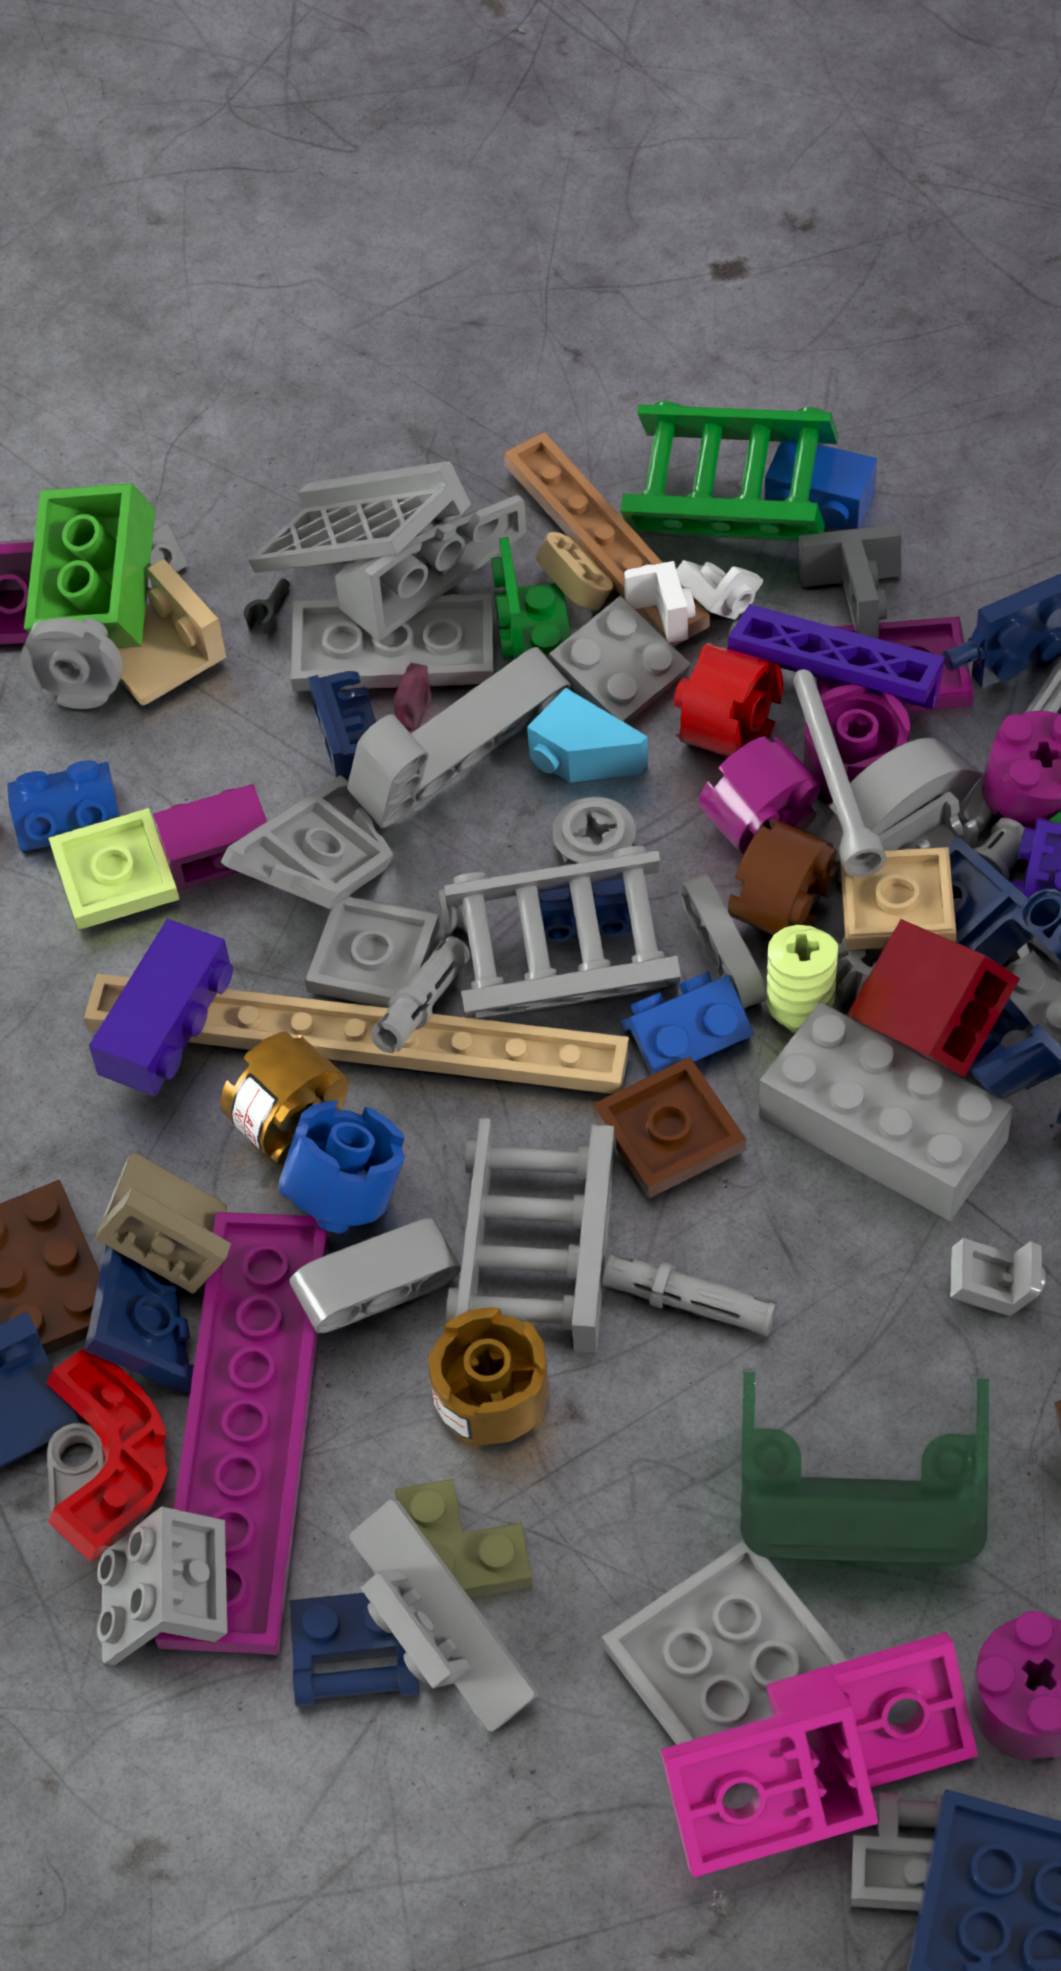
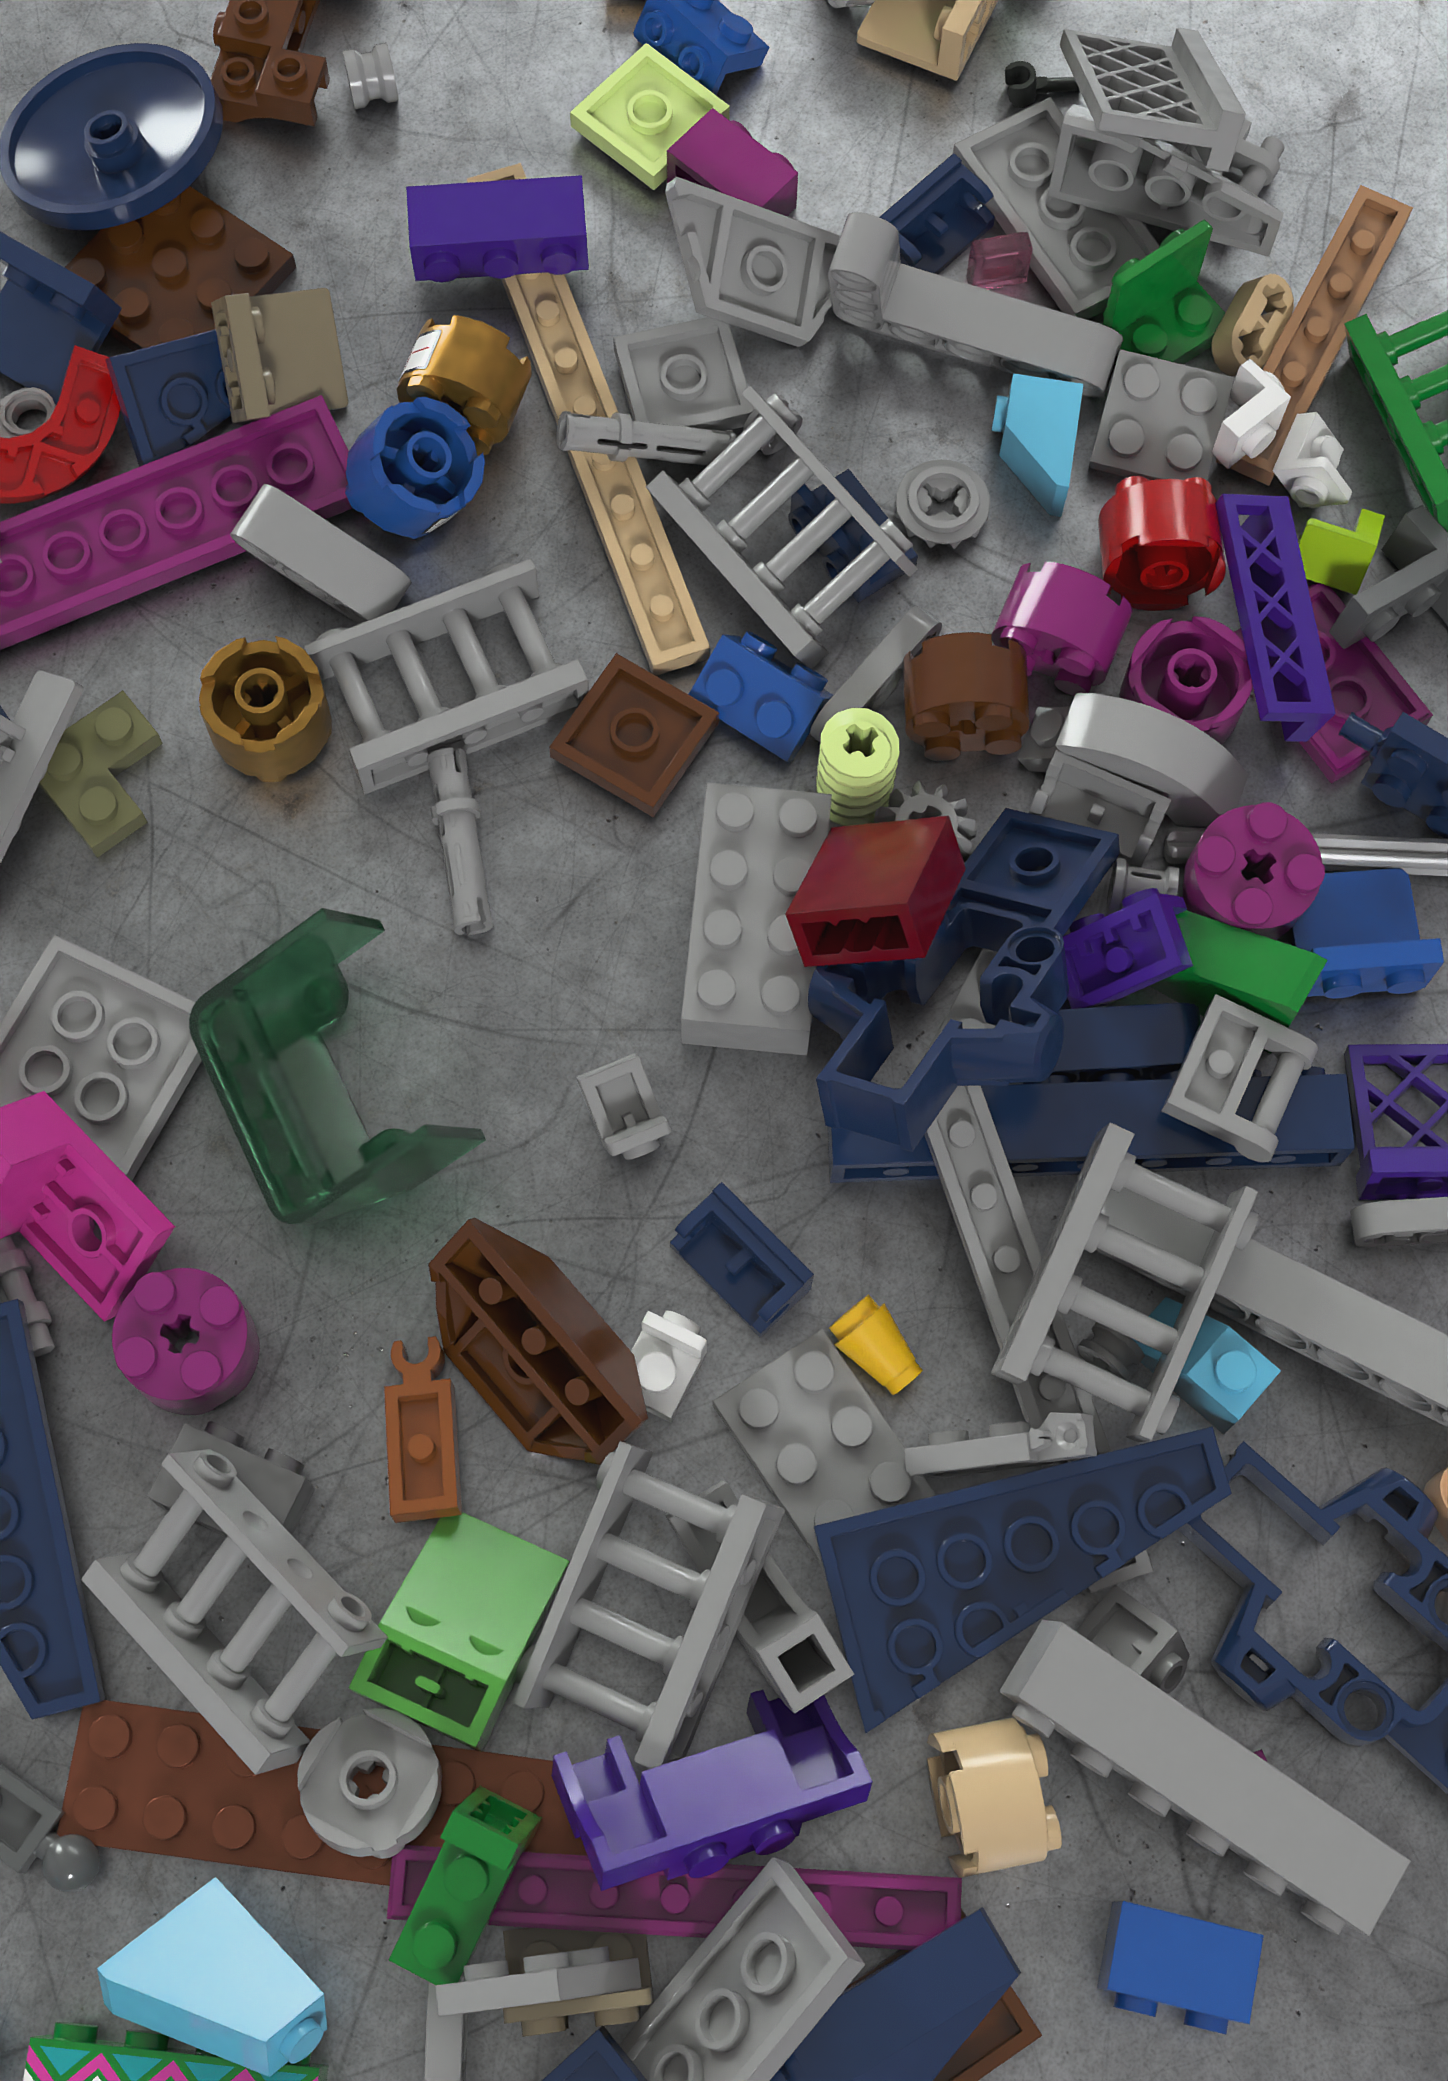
camera: 55 degrees right, 15 degrees up
(805, 594) = (1338, 554): none -> lime panel
(859, 848) = (1022, 740): light grey piece -> none
(908, 887) = (1002, 808): tan plate -> none

